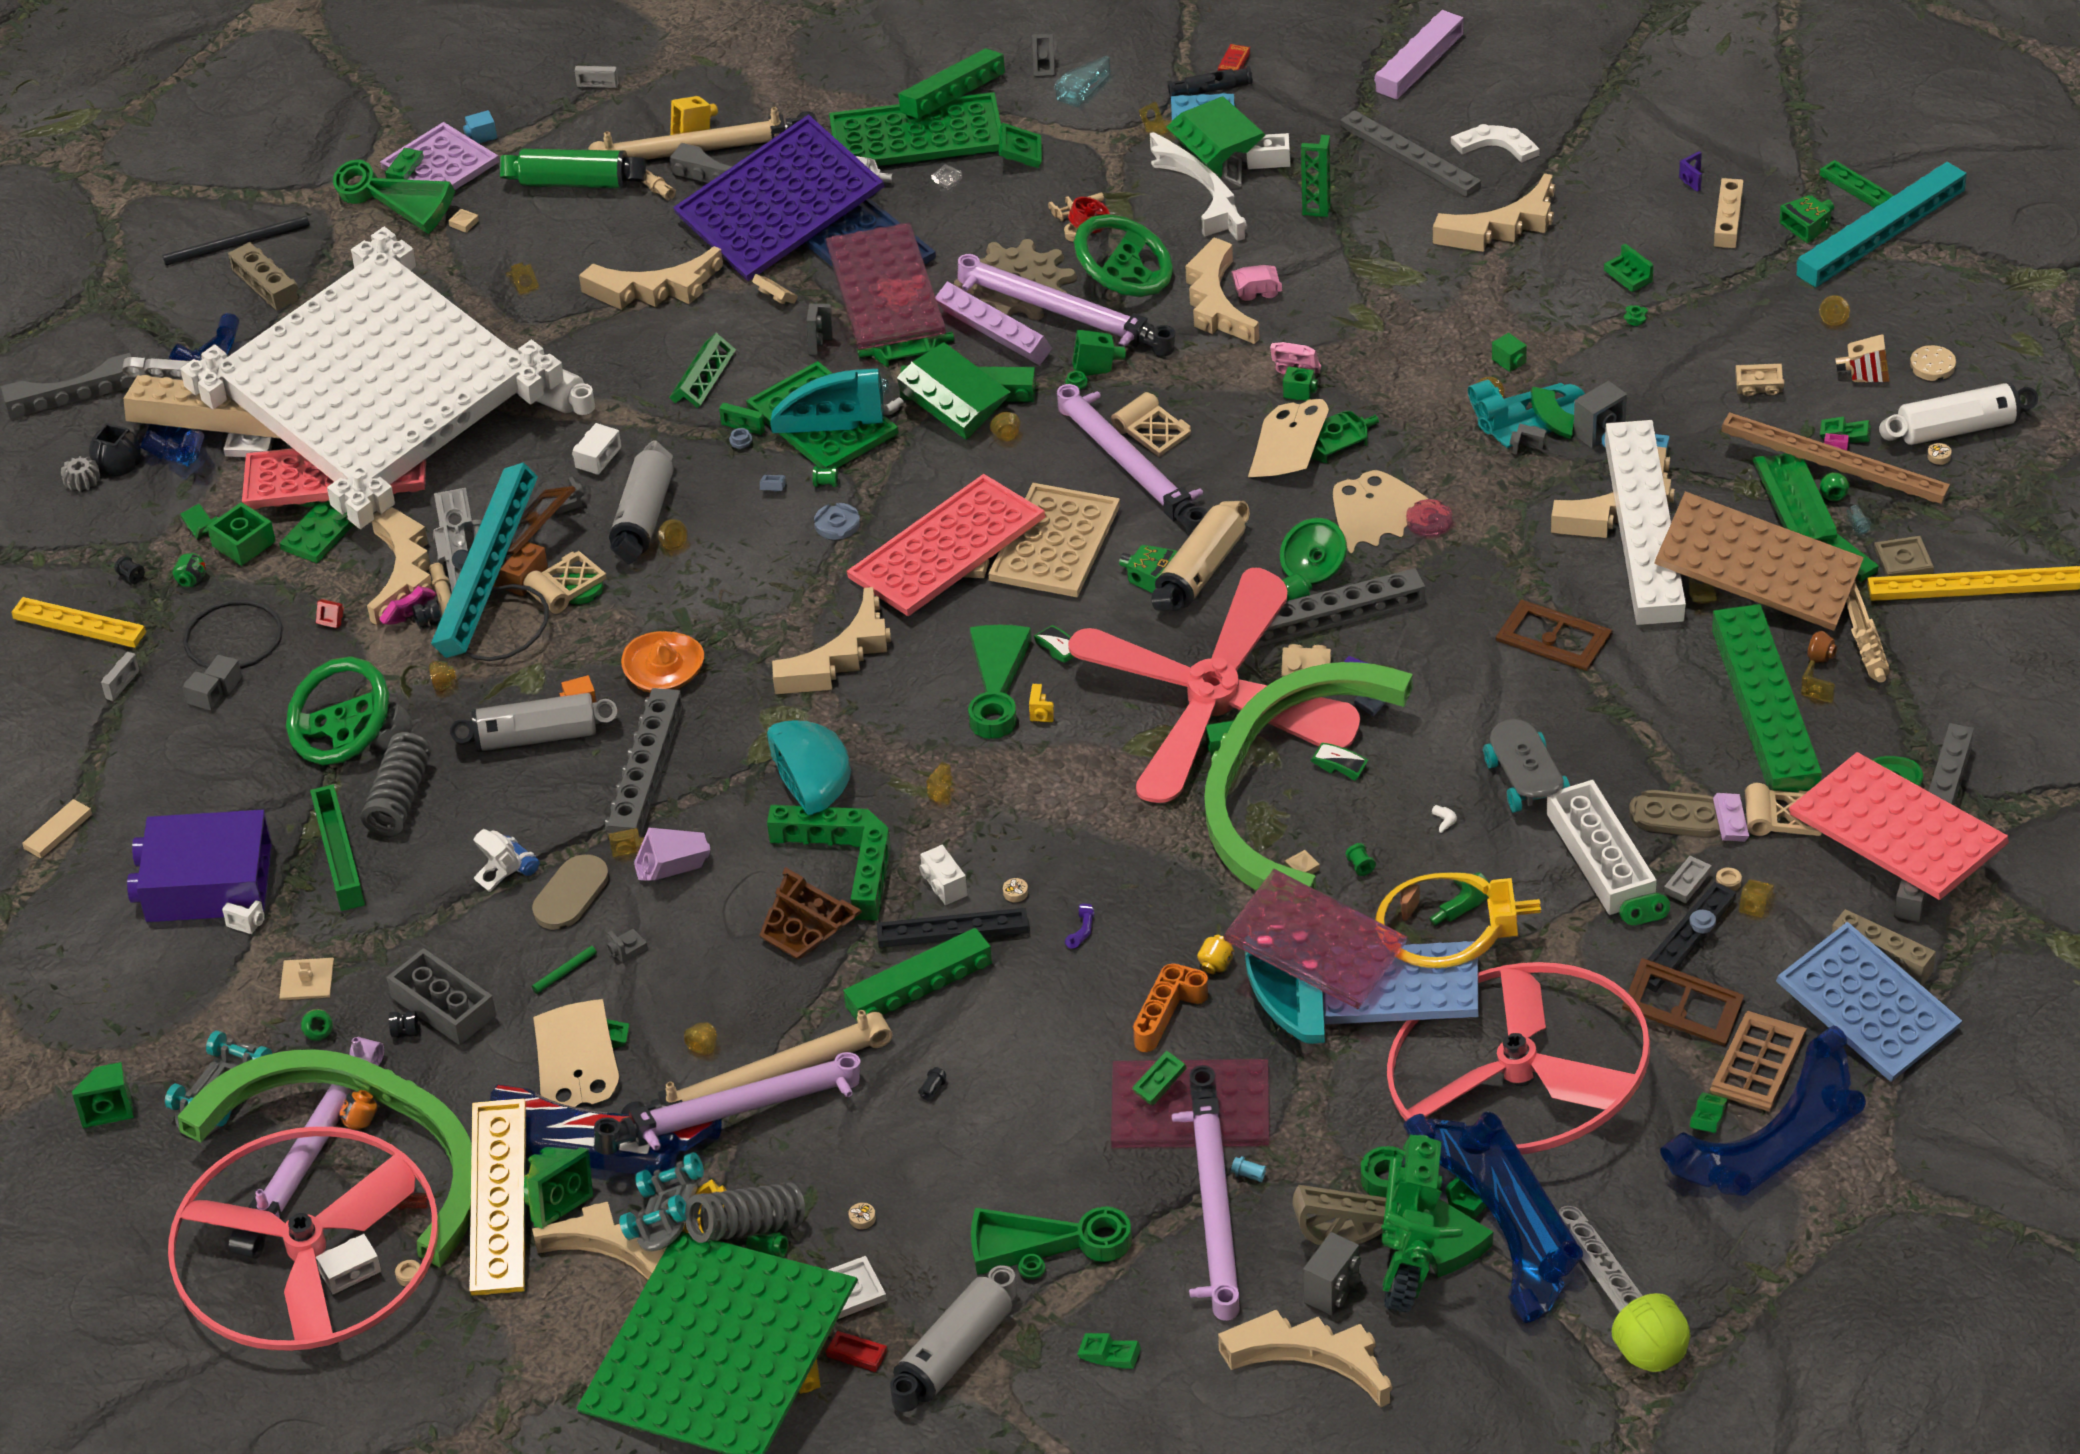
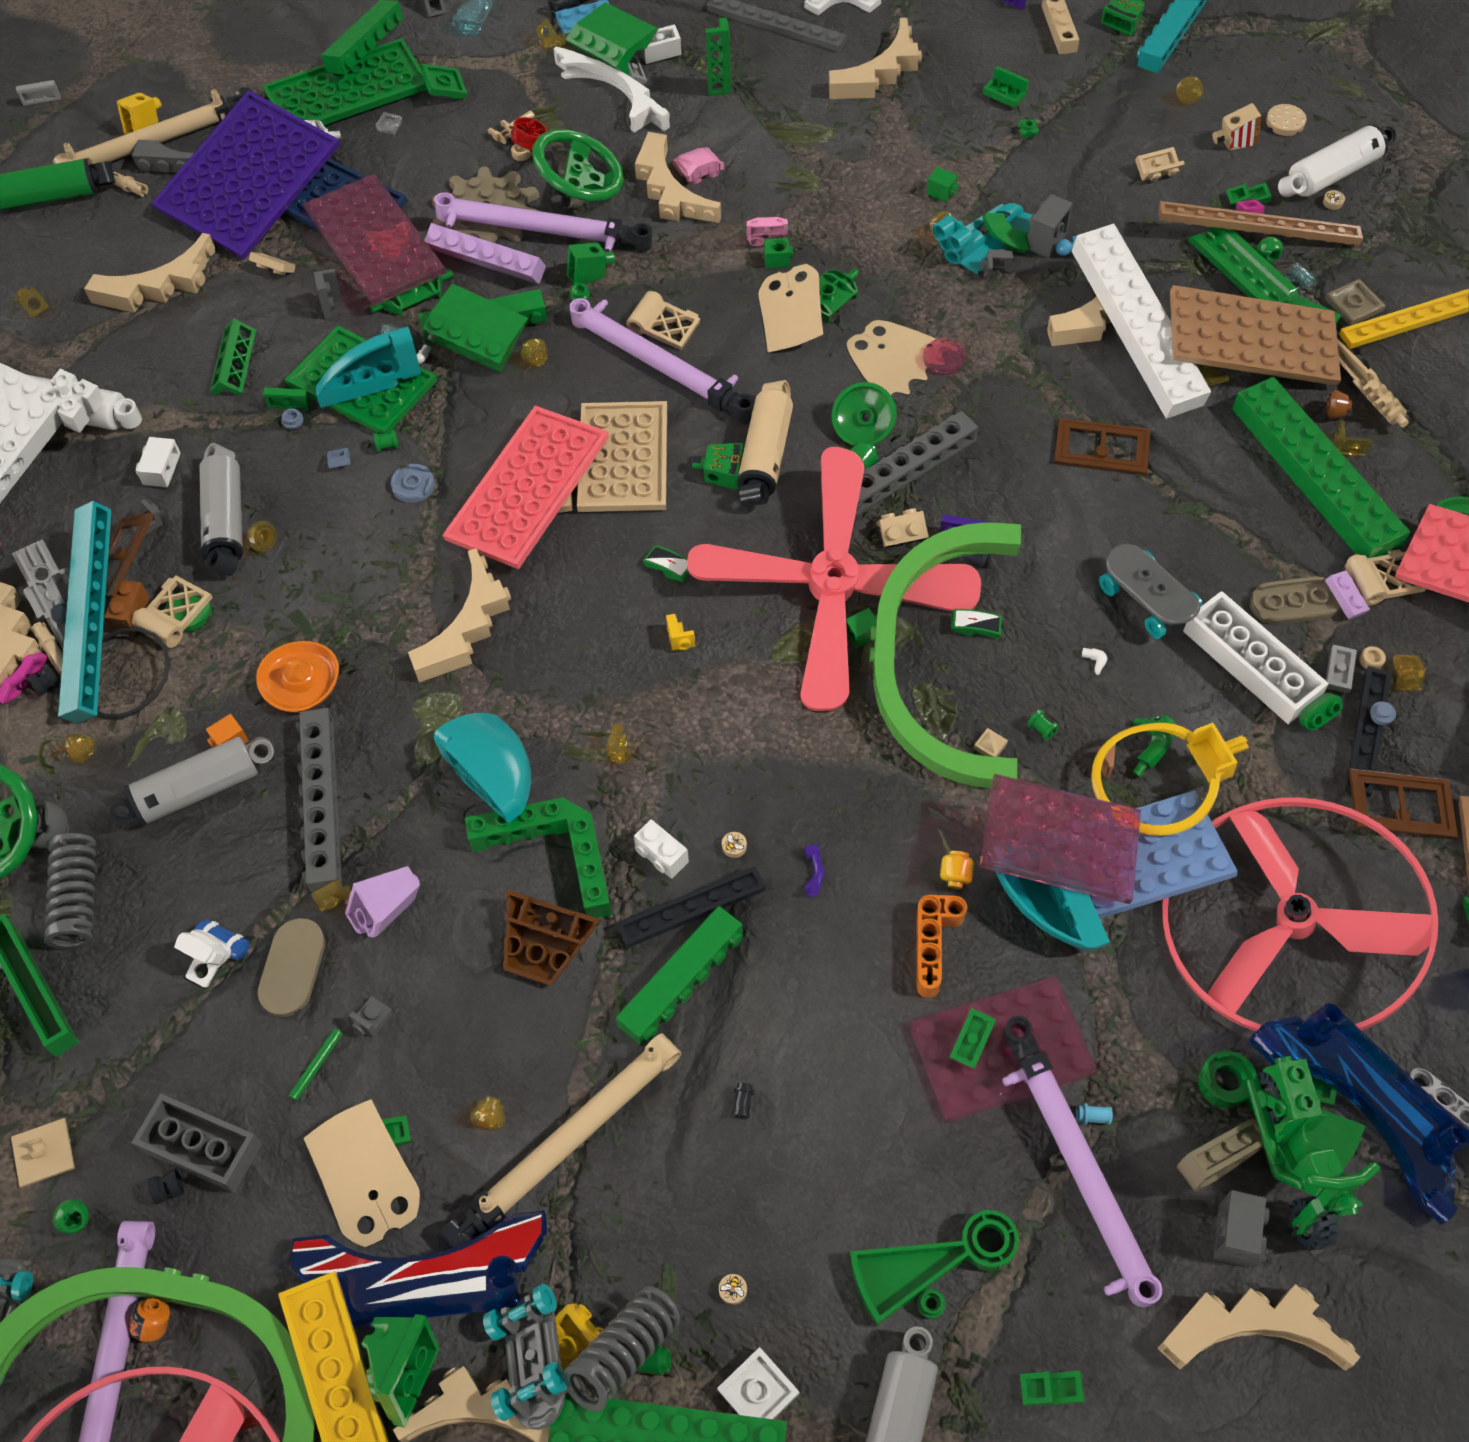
camera: 20 degrees left, 15 degrees up
(644, 1125) = (478, 1264): lavender piece -> none
(998, 657) = (618, 590): green piece -> none

